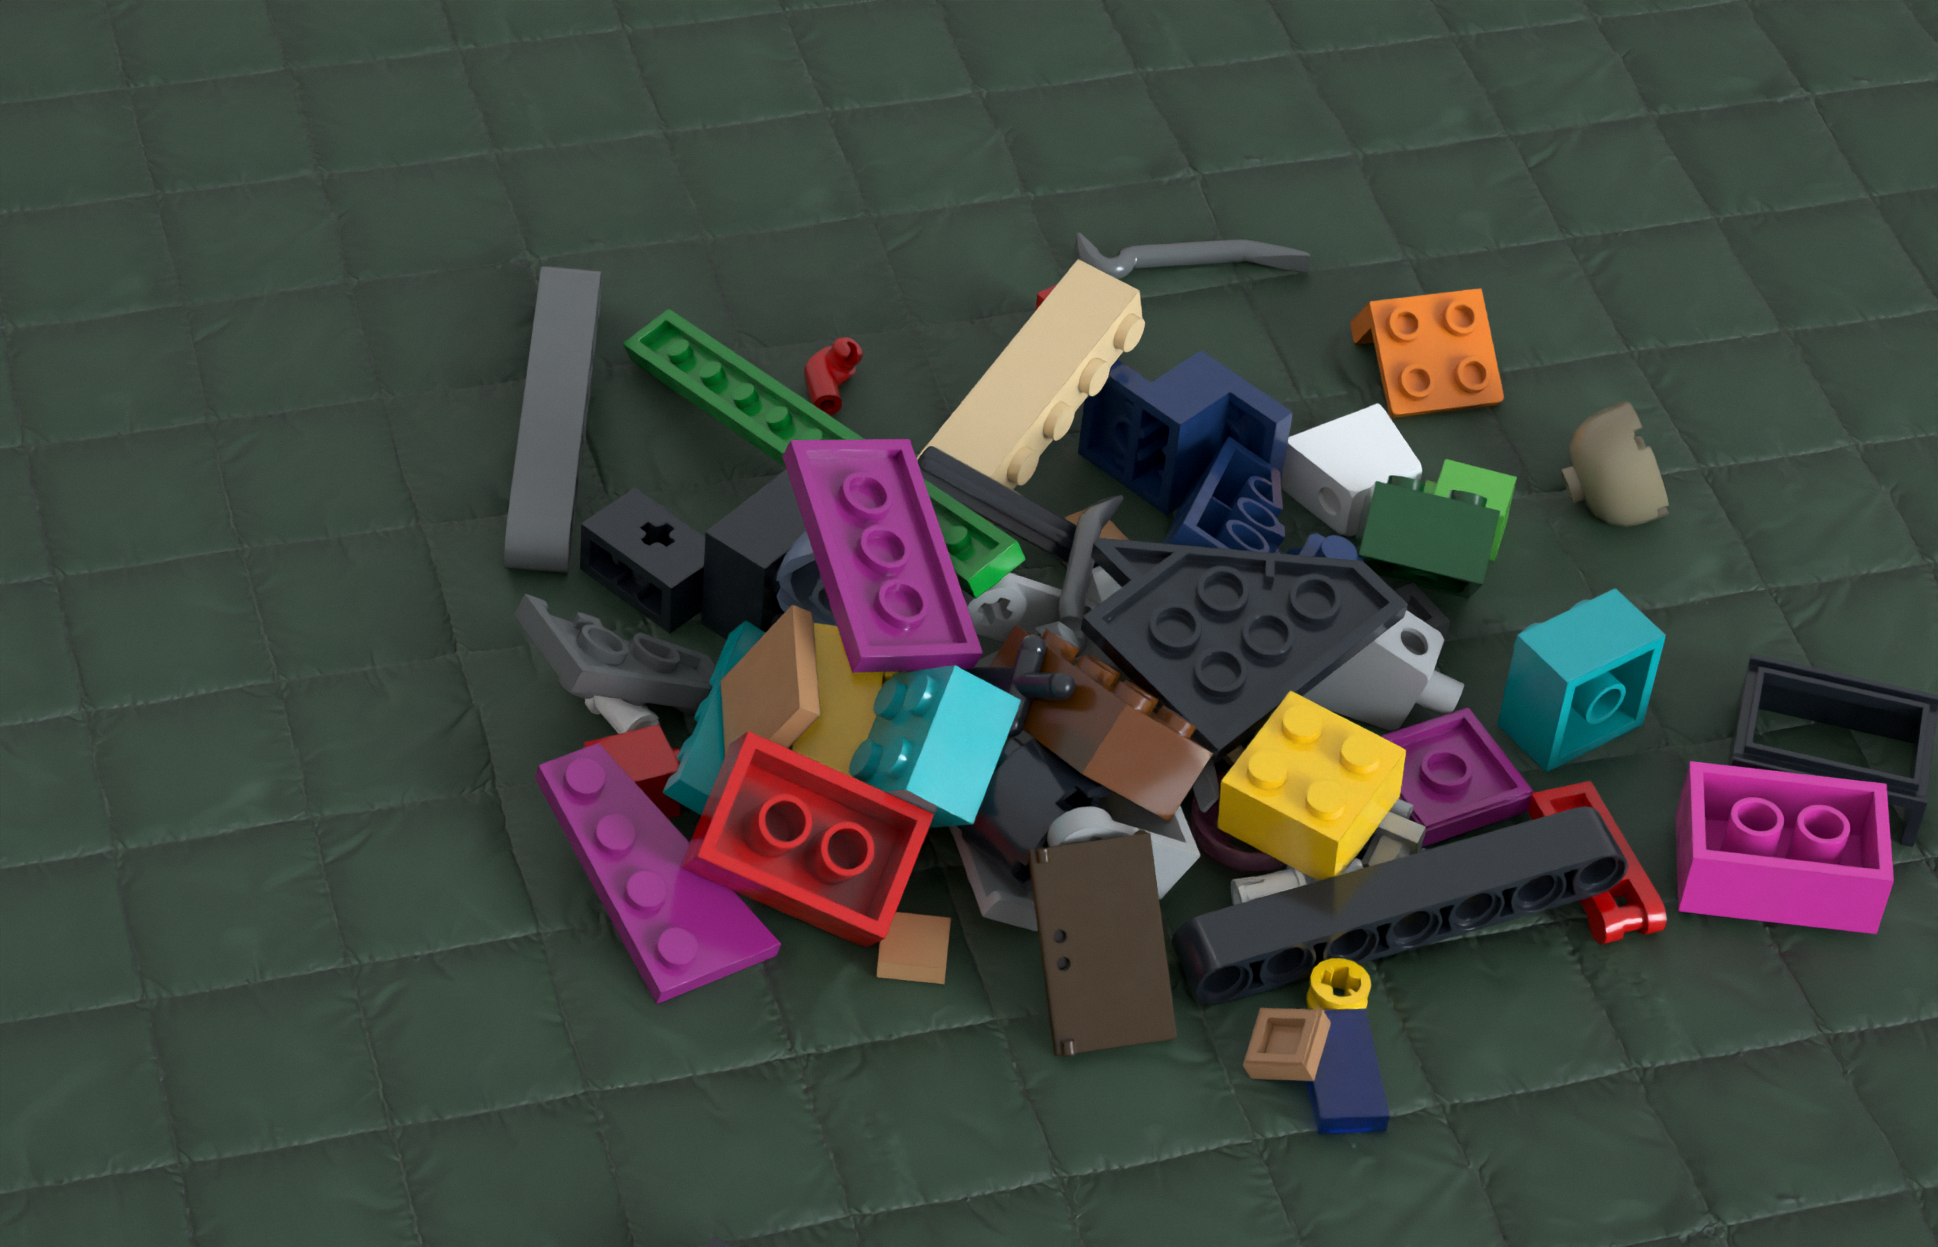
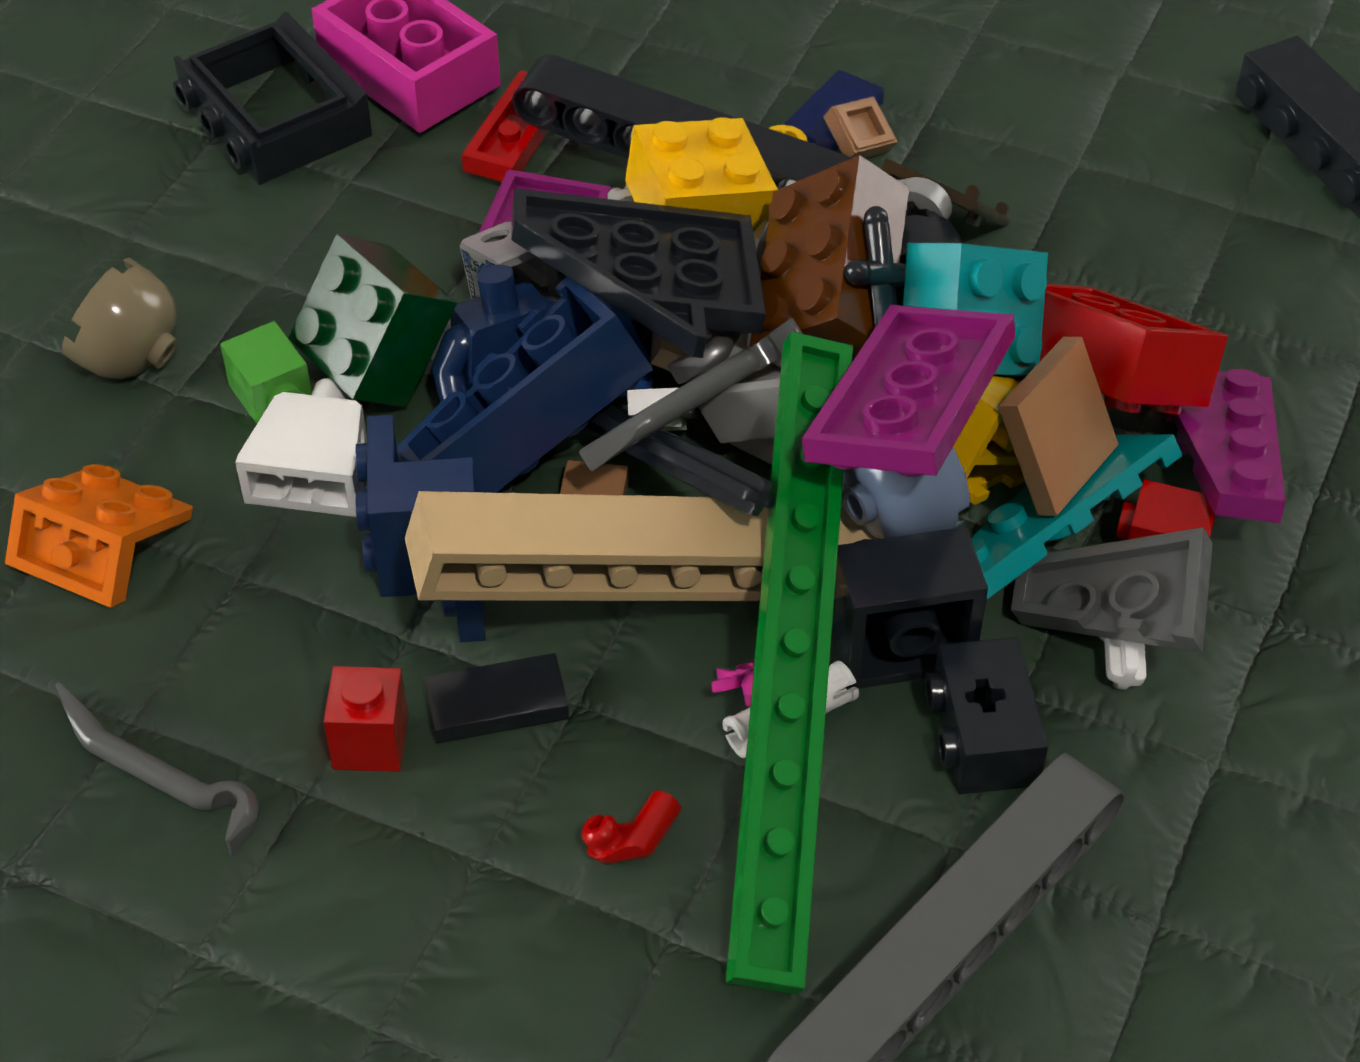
camera: 135 degrees left, 5 degrees up
(1580, 679) = (392, 184): teal brick -> none

